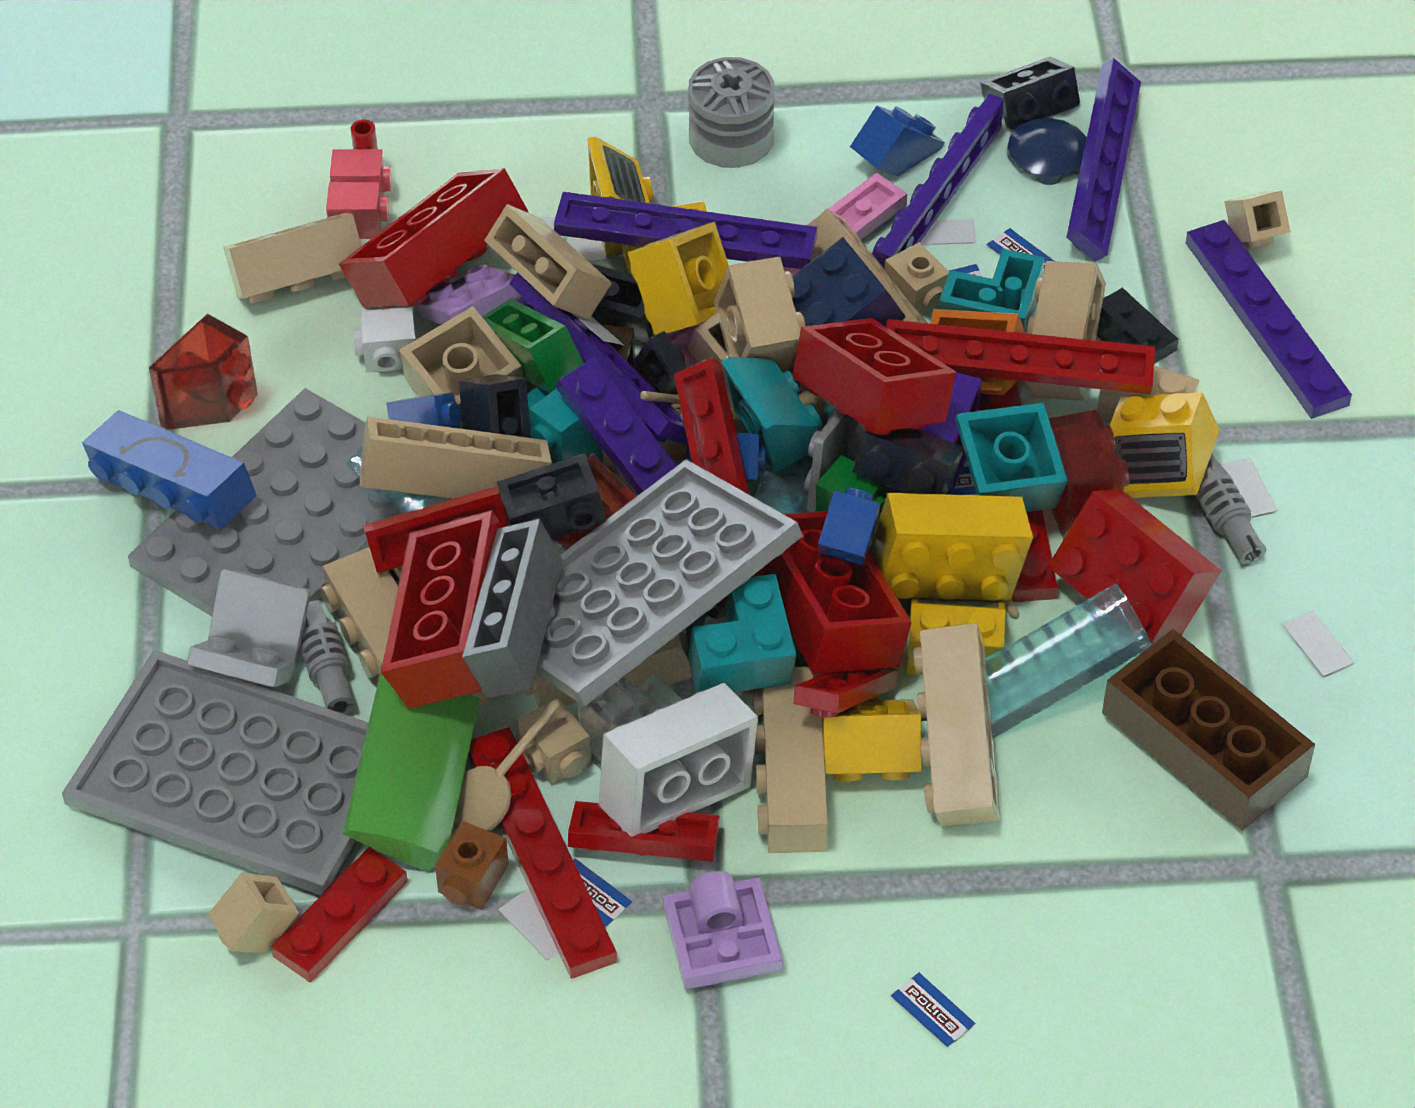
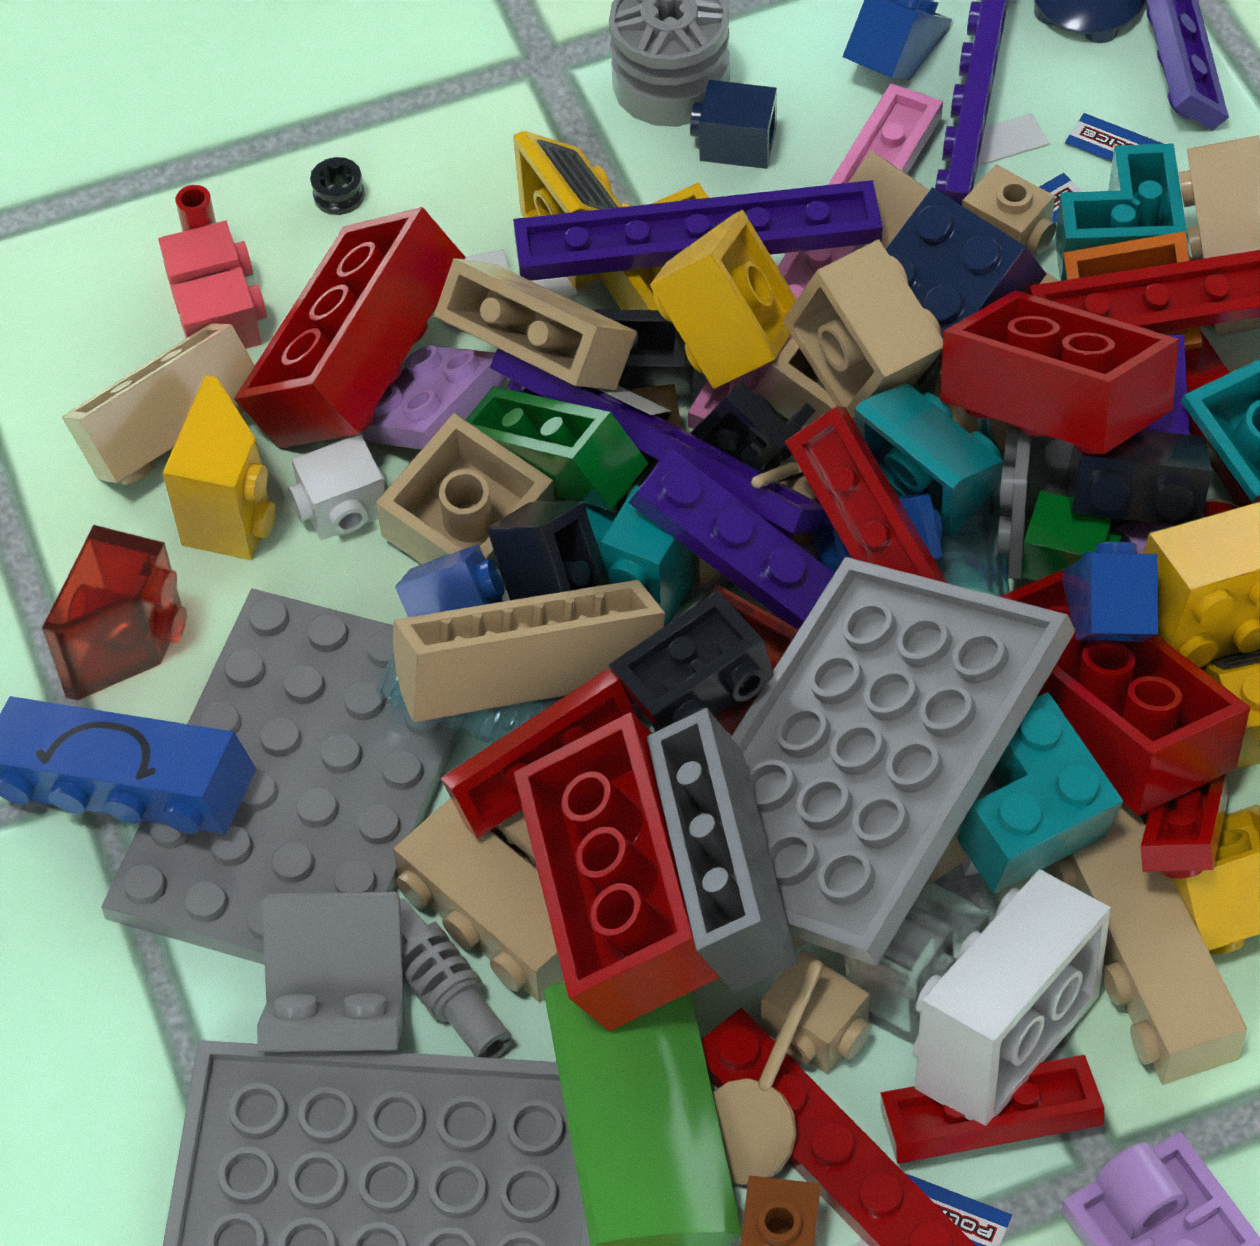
camera: 15 degrees left, 5 degrees up
(305, 311) = (218, 478): none -> yellow slope
(472, 148) = (337, 172): none -> black bush
(758, 173) = (735, 123): none -> dark blue brick

